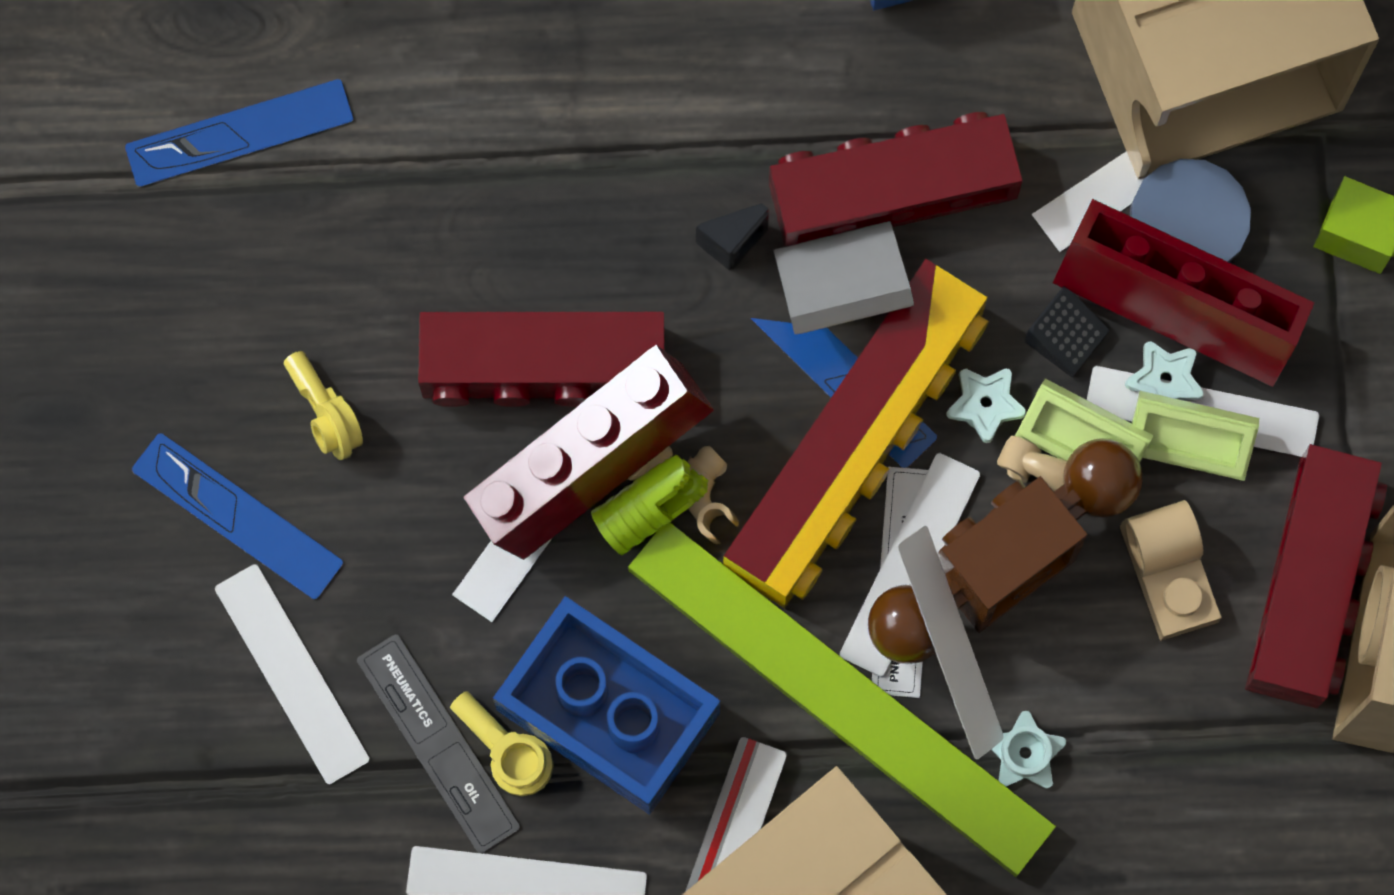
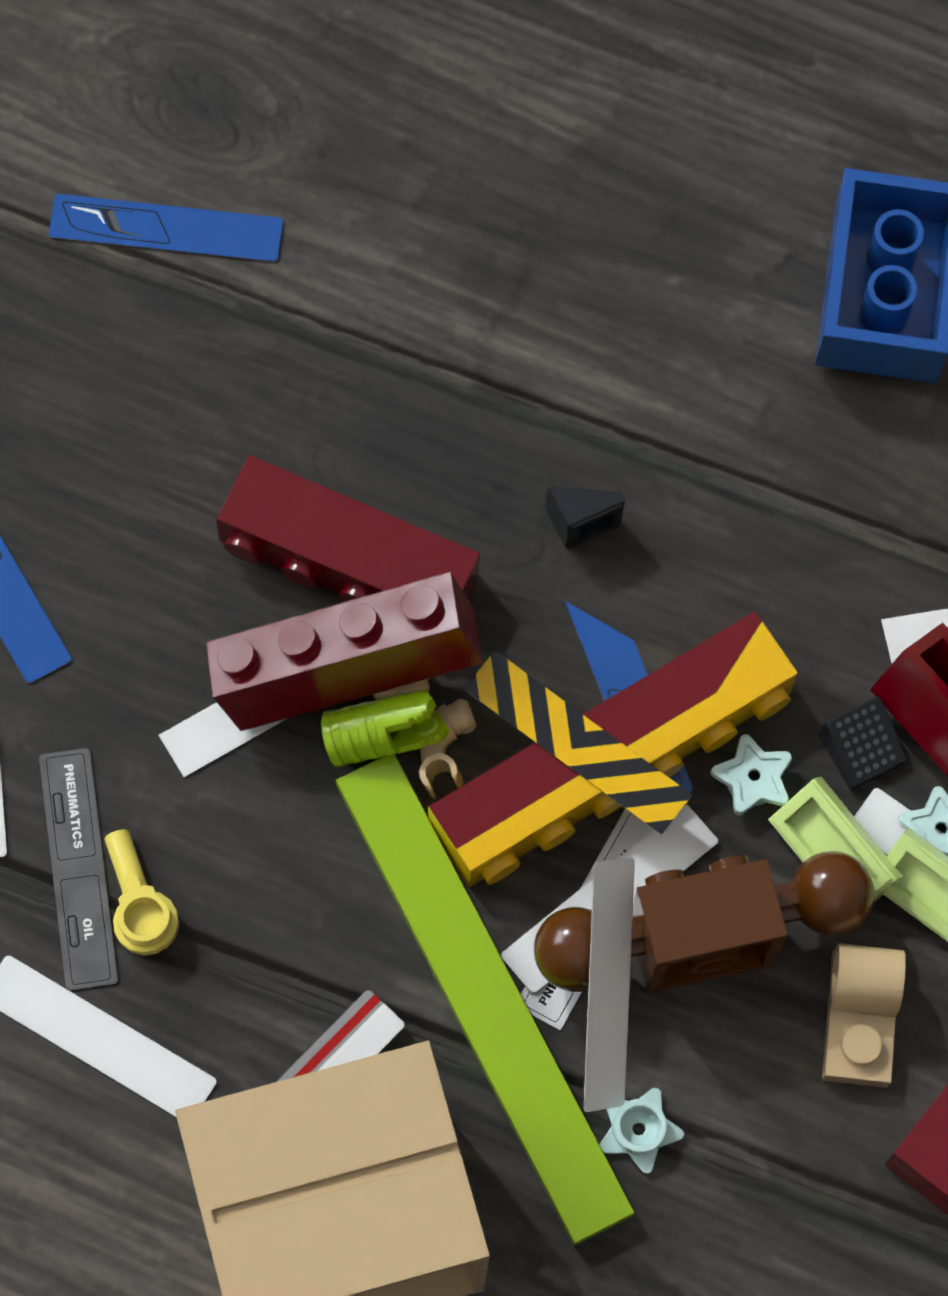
camera: 20 degrees right, 5 degrees down
(336, 424) = (123, 528): light yellow plate -> none
(607, 705) = (251, 899): blue brick -> none
(826, 442) = (578, 742): none -> sticker
(843, 278) = (667, 596): light grey tile -> none
(896, 179) = (761, 529): dark red brick -> none
(1025, 458) = (766, 842): tan arm -> none

